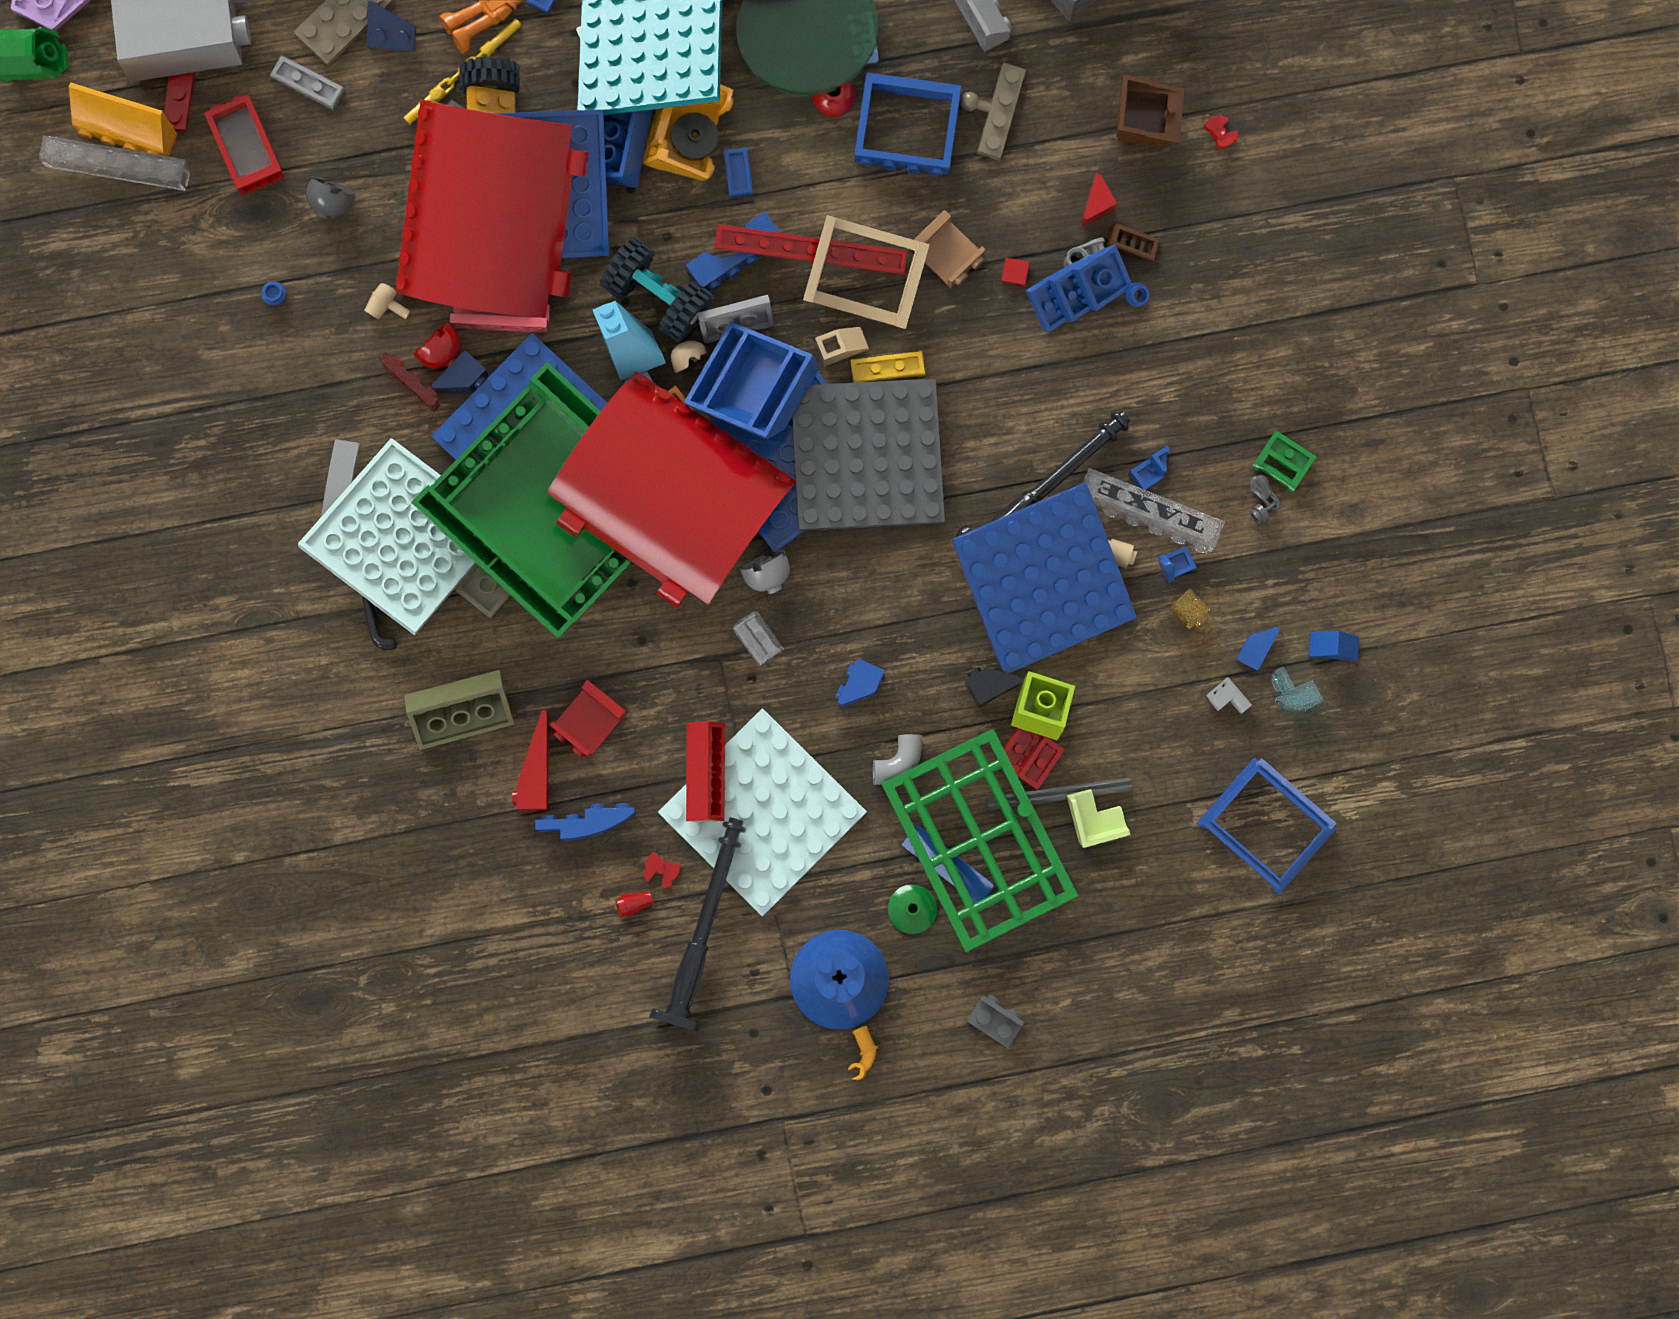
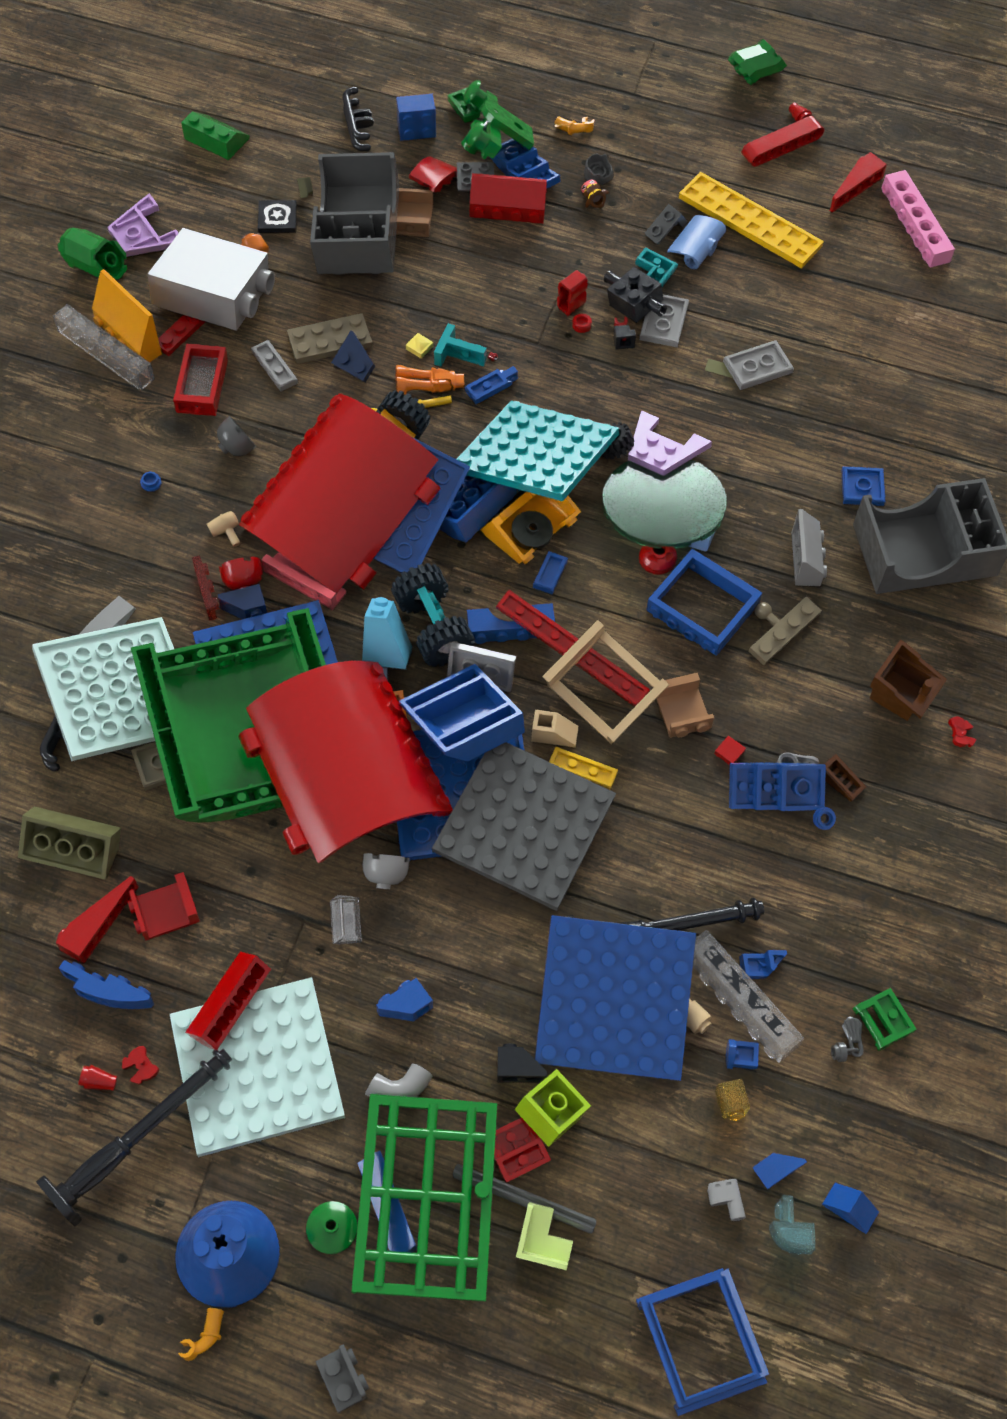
camera: 30 degrees right, 20 degrees down
(685, 351) = (424, 673): tan hair -> none
(1100, 201) = (829, 733): red slope -> none

